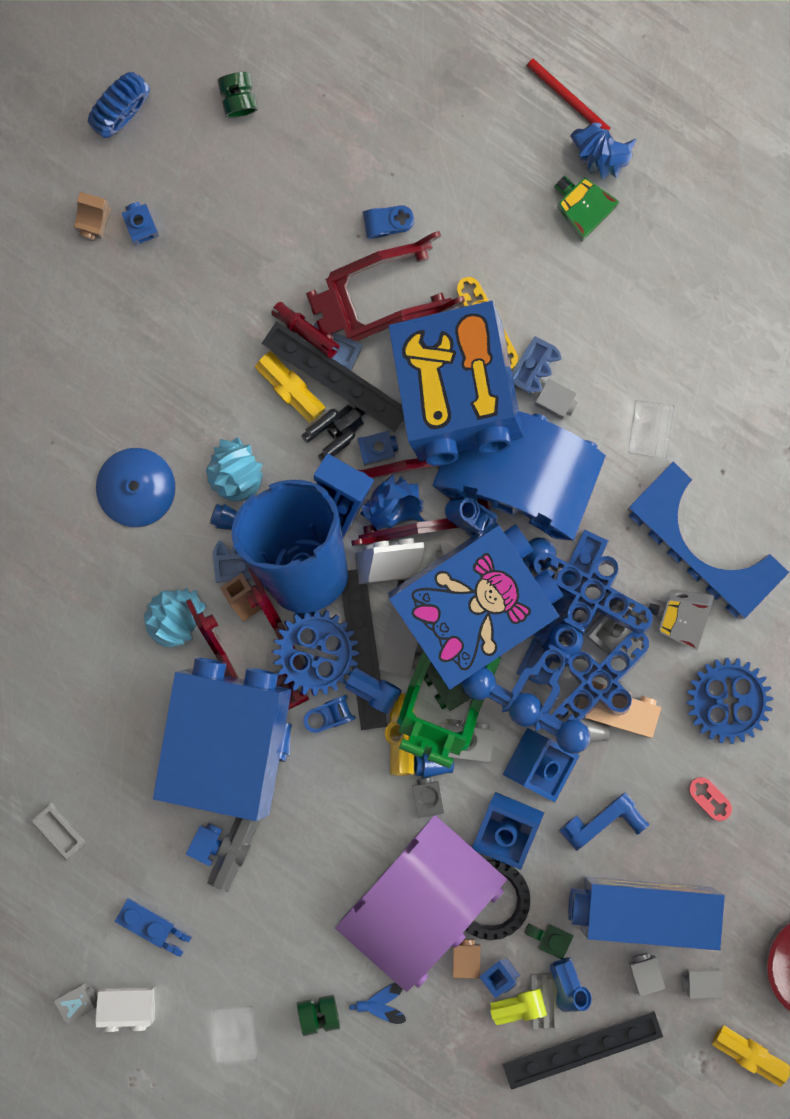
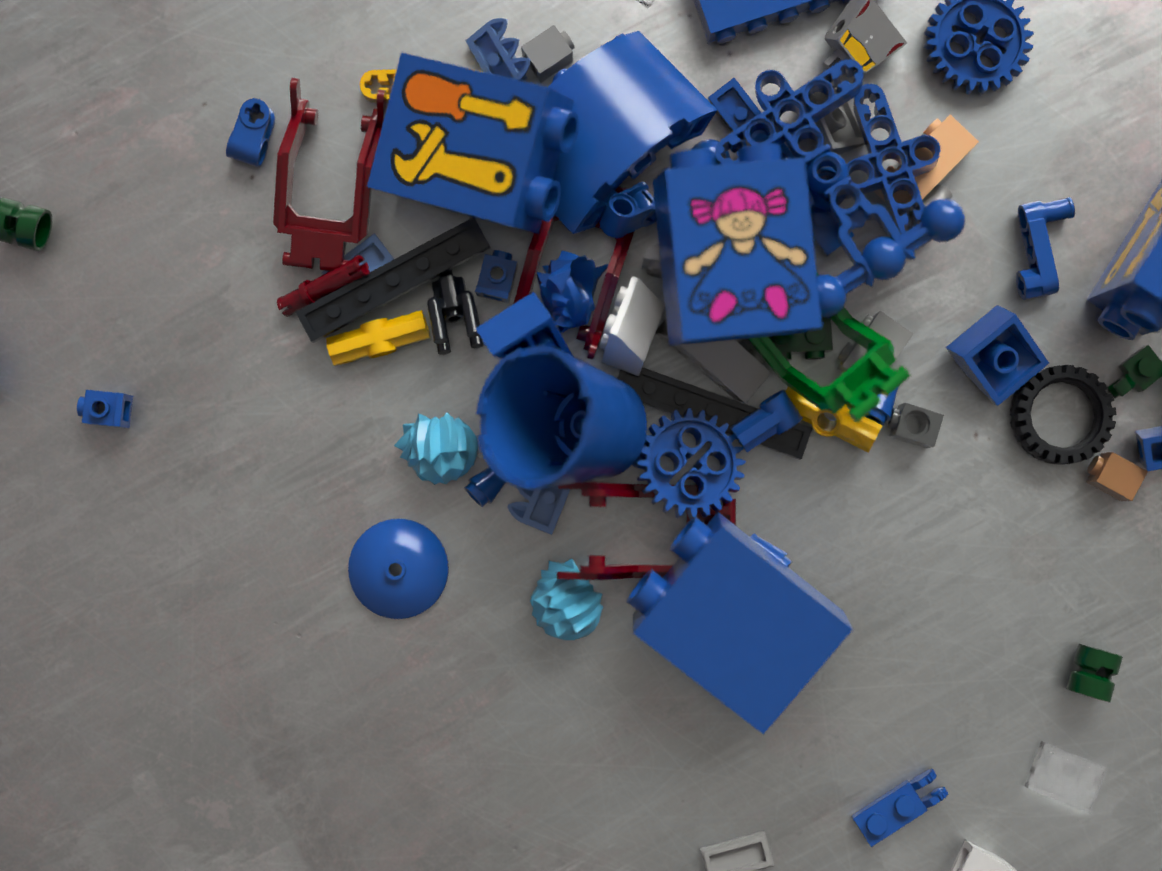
camera: 65 degrees left, 0 degrees up
(91, 216) = (65, 456): medium nougat arch -> none
(205, 843) = (837, 699): blue brick -> none
(232, 853) = (867, 678): dark grey piece -> none
(236, 592) = (578, 517): medium nougat brick -> none
(331, 714) = (766, 484): blue piece -> none
(377, 1006) = (1112, 601): blue piece -> none
(422, 904) = (1034, 492): medium lavender panel -> none
(540, 765) = (941, 282): blue slope -> none
(714, 794) = (1071, 111): coral beam -> none

